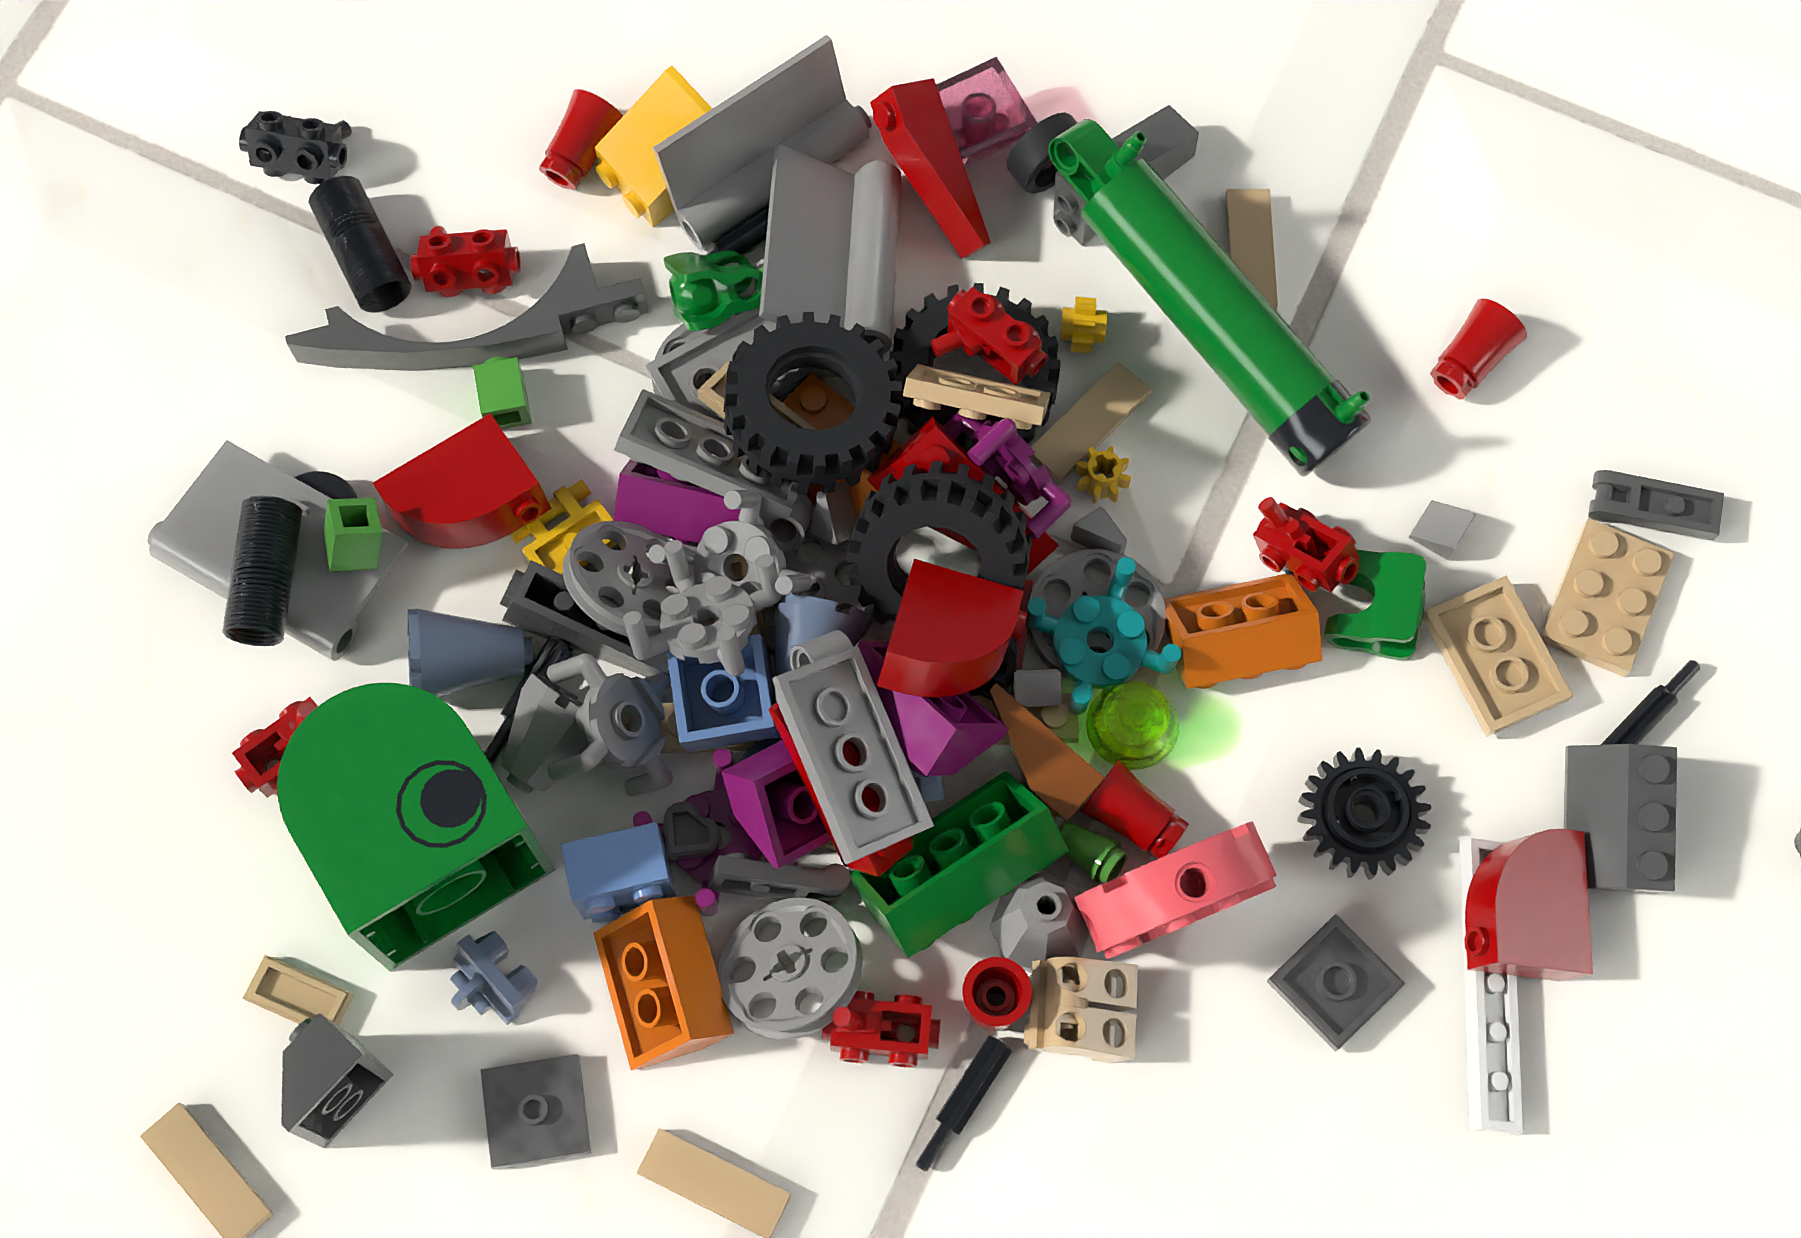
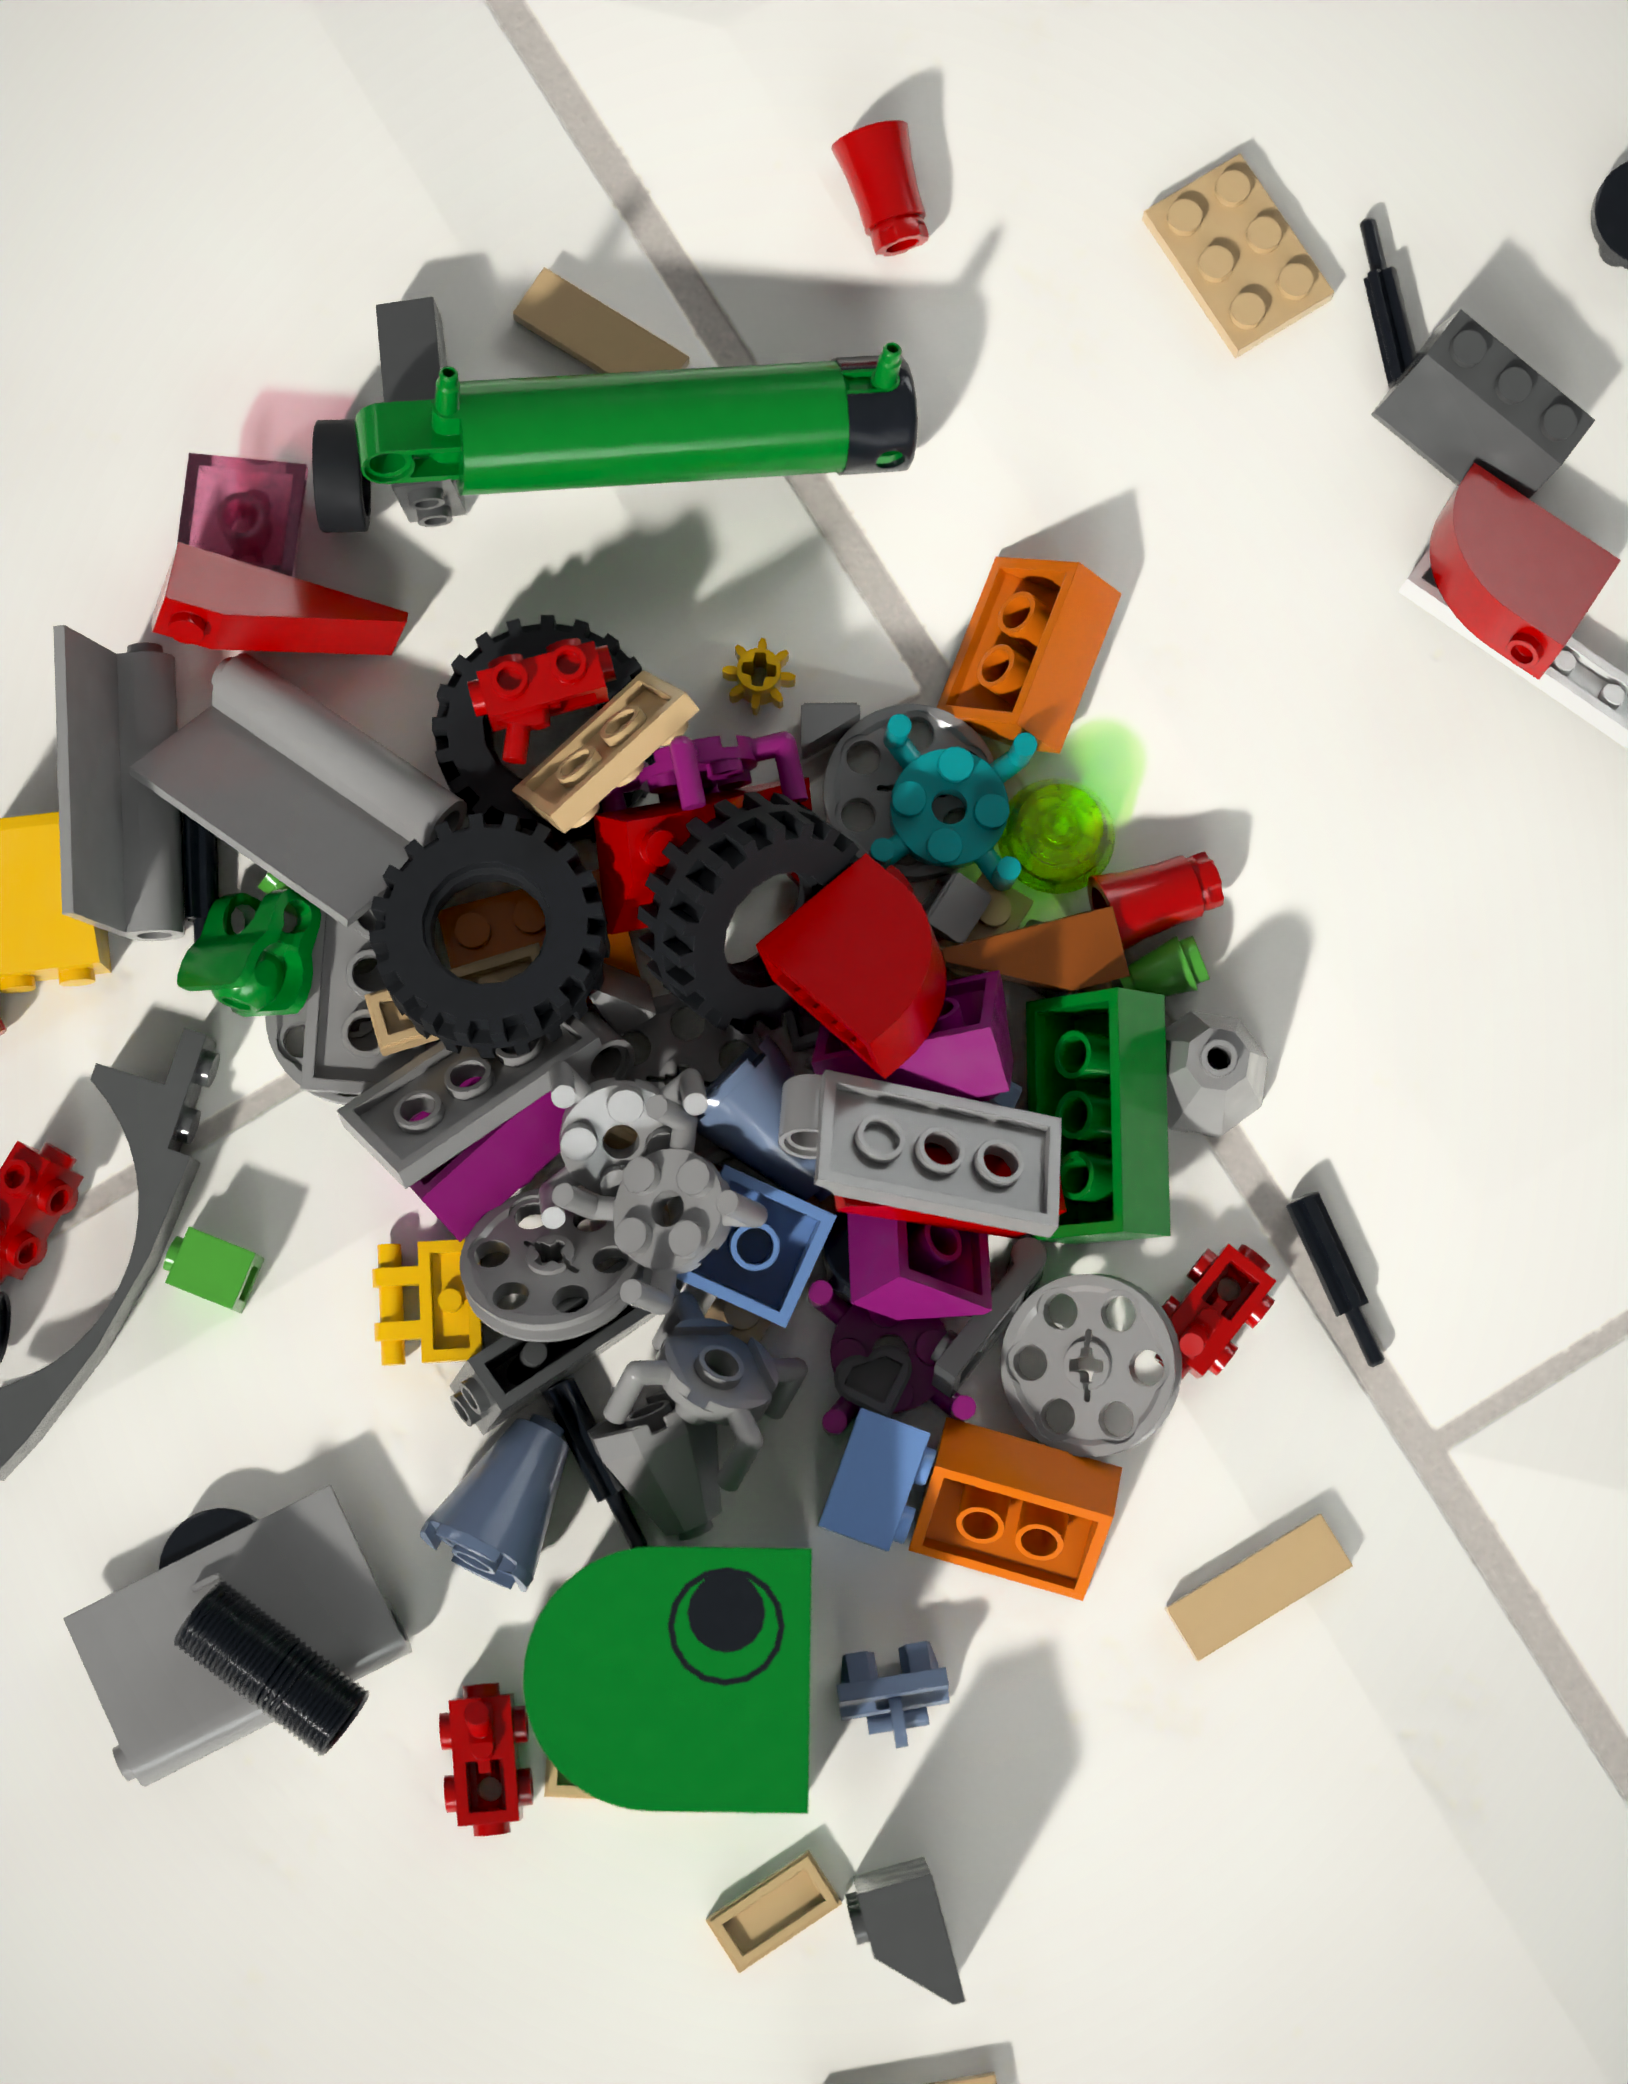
camera: 60 degrees left, 10 degrees up
(352, 534) = (296, 1541): bright green brick -> none
(464, 490) = (310, 1382): red brick -> none
(535, 1111) = (1063, 1728): flat silver plate -> none
(1000, 977) = (1284, 1155): red plant -> none
(1078, 1008) = (1312, 1111): tan hips -> none
(1083, 324) = (571, 578): yellow gear -> none
(1089, 421) = (684, 641): tan tile -> none
(1177, 890) = (1285, 913): coral brick -> none
(1305, 546) = (984, 524): red brick -> none
(1335, 982) = (1458, 818): flat silver plate -> none
(1347, 836) = (1302, 701): black gear -> none
(1397, 609) = (1112, 472): green piece -> none
(1441, 528) = (1054, 366): light grey slope -> none
(1496, 656) = (1229, 412): tan plate -> none
(1656, 504) = (1176, 131): dark grey plate -> none

